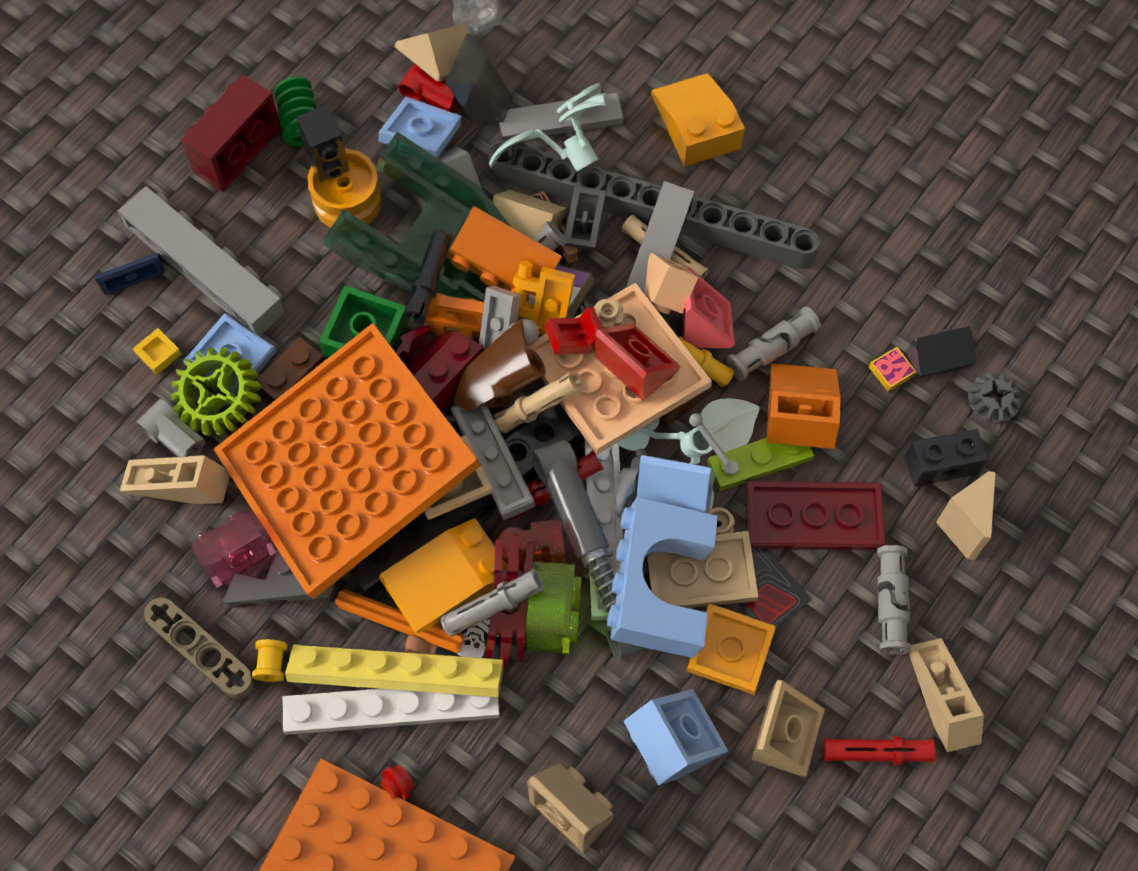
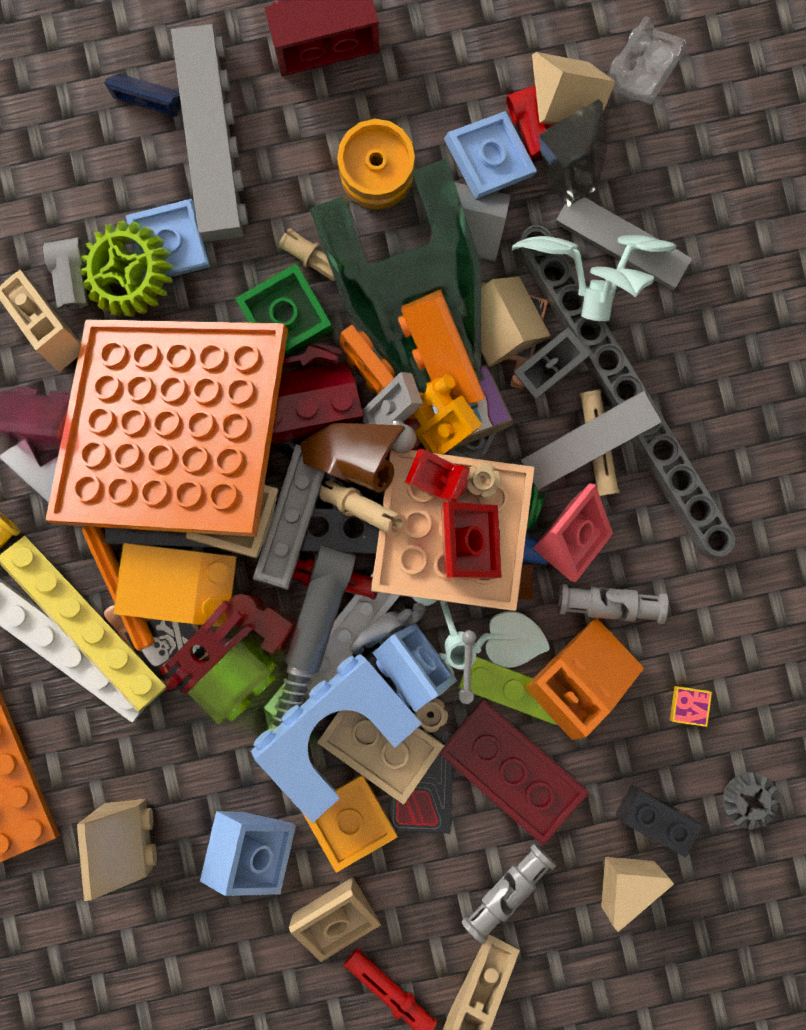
camera: 40 degrees right, 20 degrees up
(157, 351) = (111, 189): yellow plate -> none
(289, 369) = (203, 295): reddish brown plate -> none
(293, 99) = (397, 48): green piece -> none
(323, 143) = (375, 116): black brick -> none
(334, 285) = (306, 252): none -> tan axle
(397, 782) = (14, 710): red plate -> none
(425, 287) = (356, 324): black pin -> none
(504, 597) = (194, 651): light grey pin -> none
(550, 236) = (496, 360): light grey bush -> none
(668, 284) = (564, 487): light nougat slope -> none
(699, 119) = (741, 340): light orange slope -> none
(713, 368) = (536, 575): yellow pin -> none
(942, 352) = (742, 731): black slope -> none

